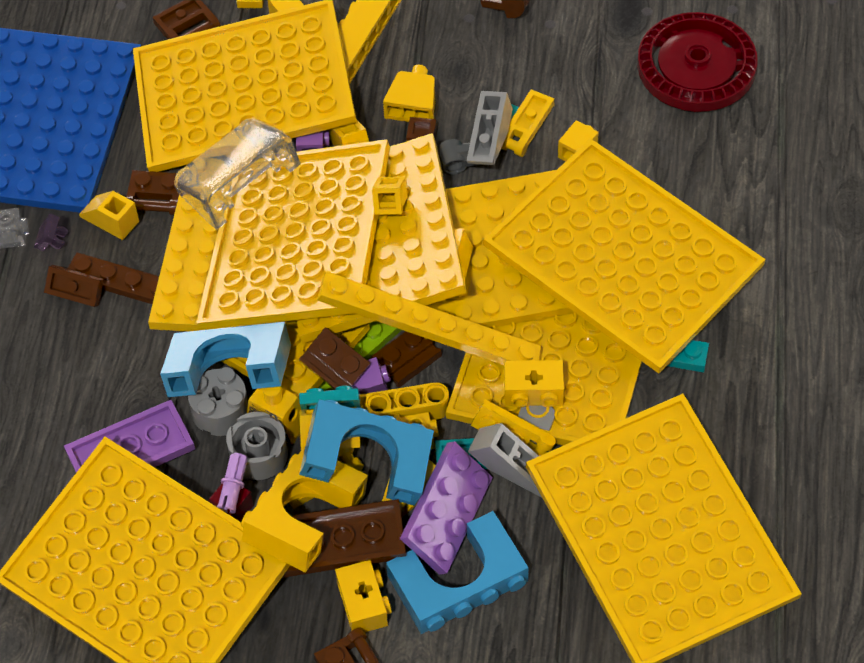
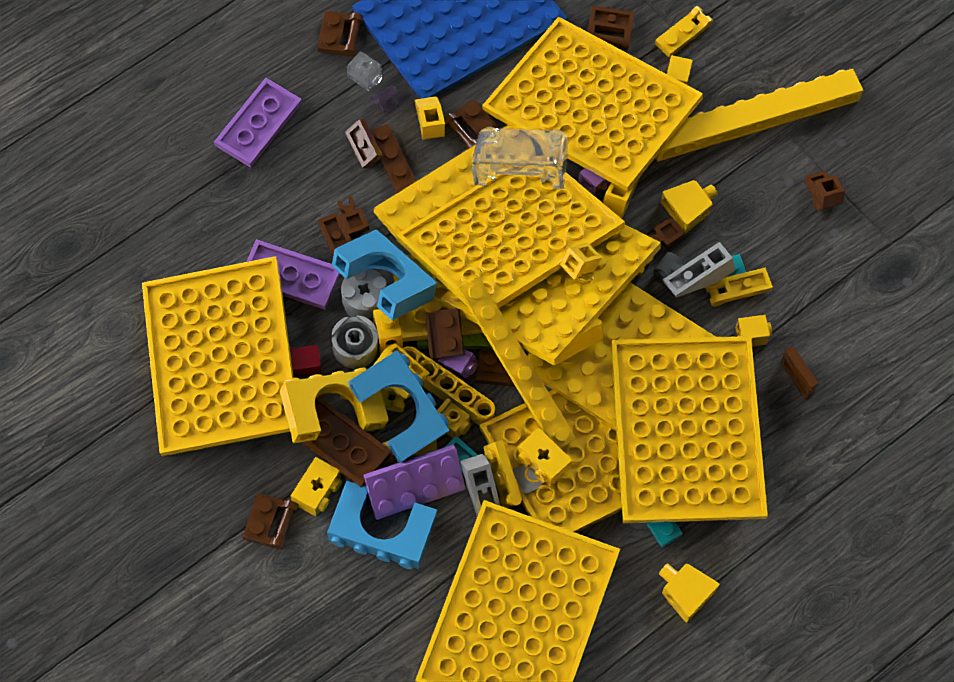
camera: 40 degrees right, 10 degrees up
(134, 380) = (333, 231): none -> reddish brown plate
(135, 355) = (353, 219): none -> reddish brown plate
(232, 483) = (312, 352): lavender axle -> none
(343, 395) = (425, 359): teal plate -> none
(652, 140) = (799, 372): none -> reddish brown plate
(697, 61) = (898, 327): dark red piece -> none
(766, 381) = (687, 589): none -> yellow torso

